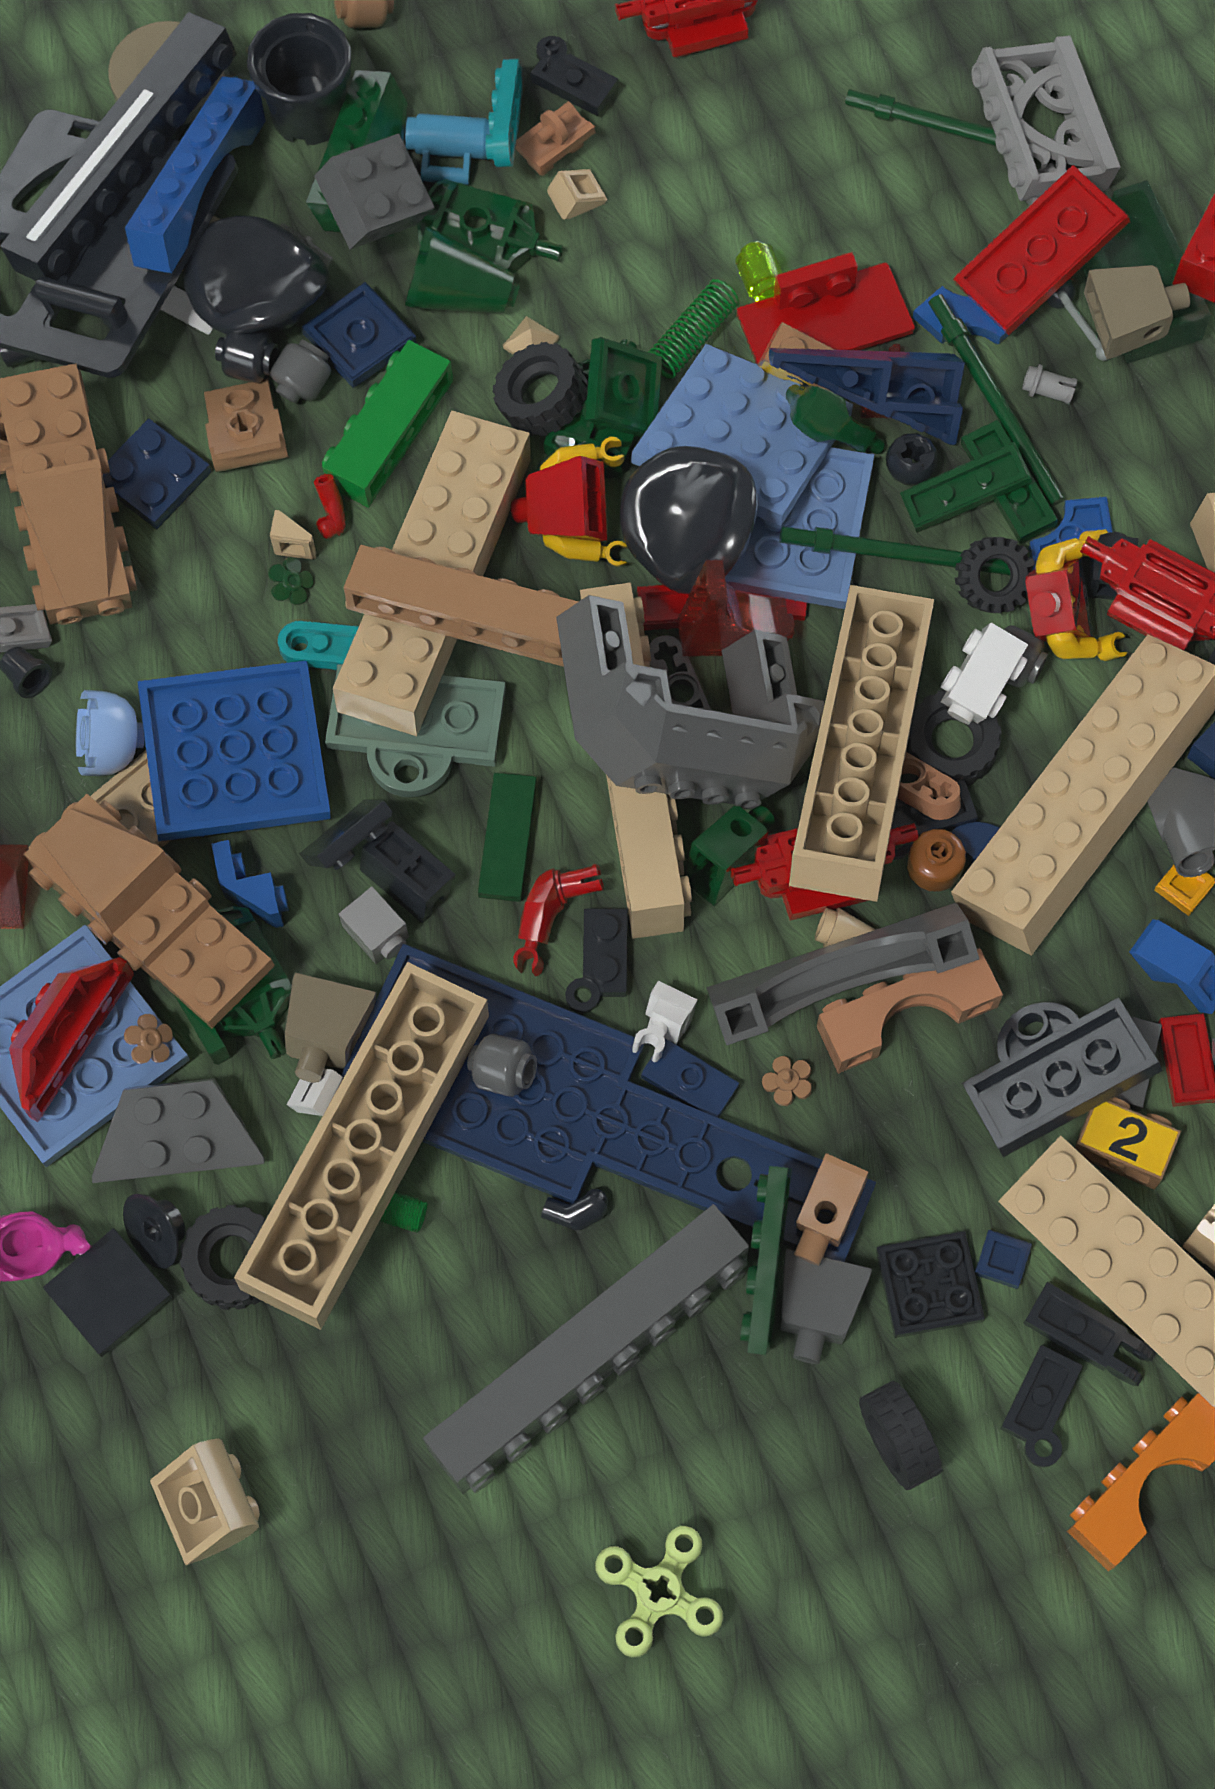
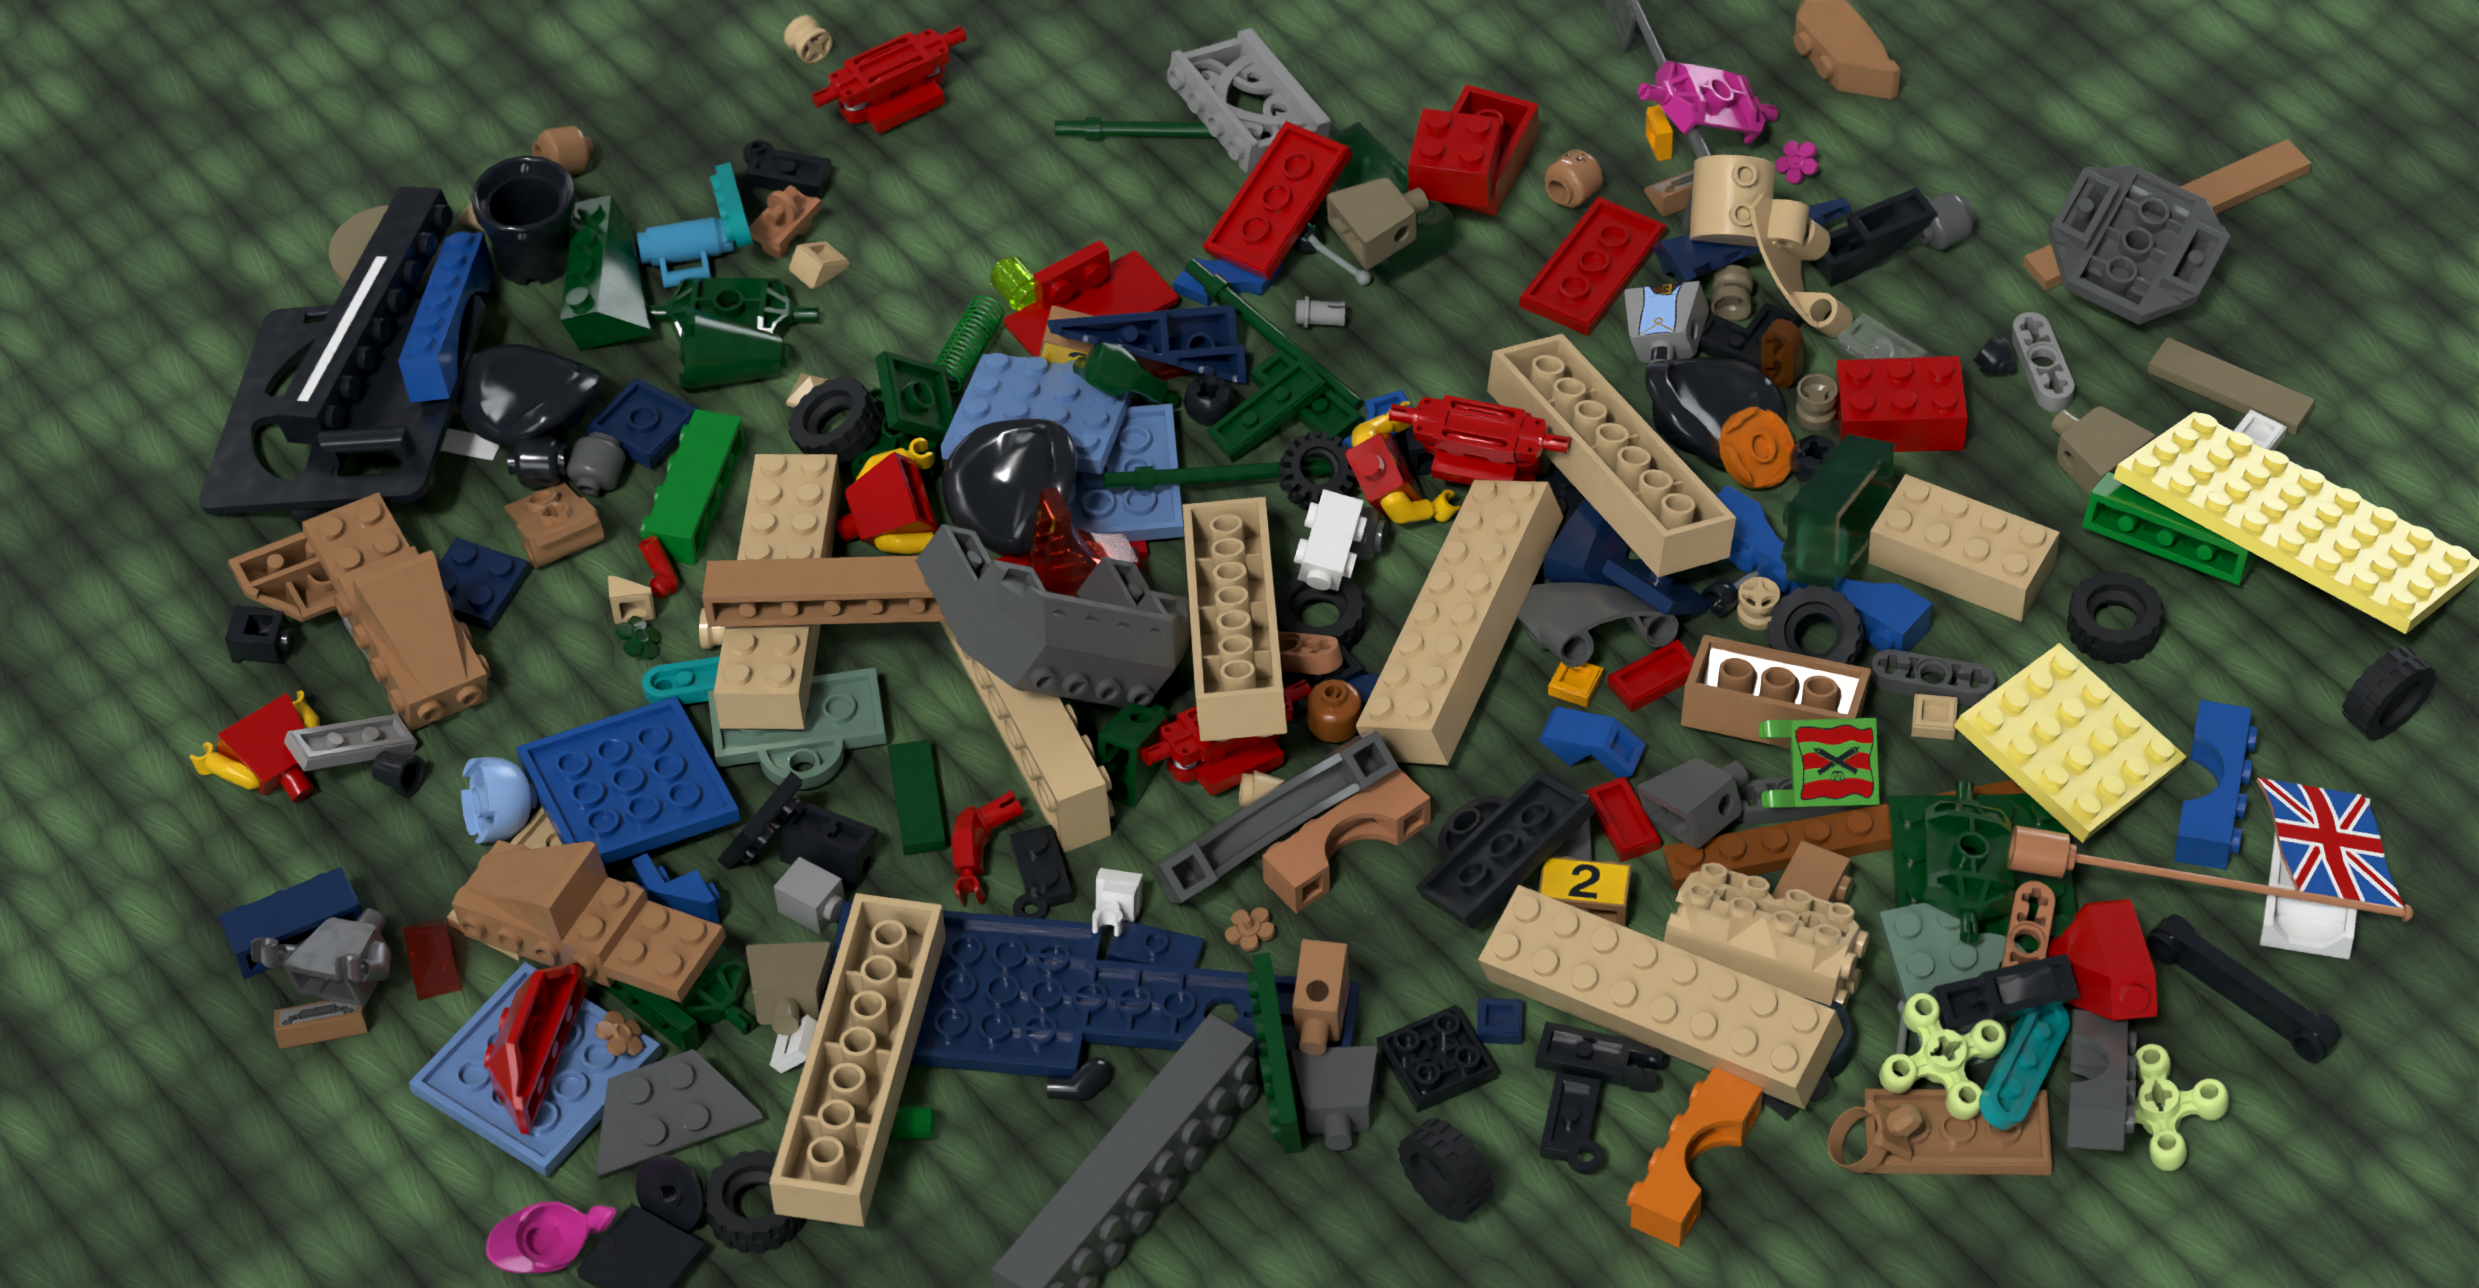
camera: 15 degrees left, 20 degrees down
(374, 191) = (626, 290): dark grey brick -> none
(502, 1065) = (972, 967): dark grey head -> none

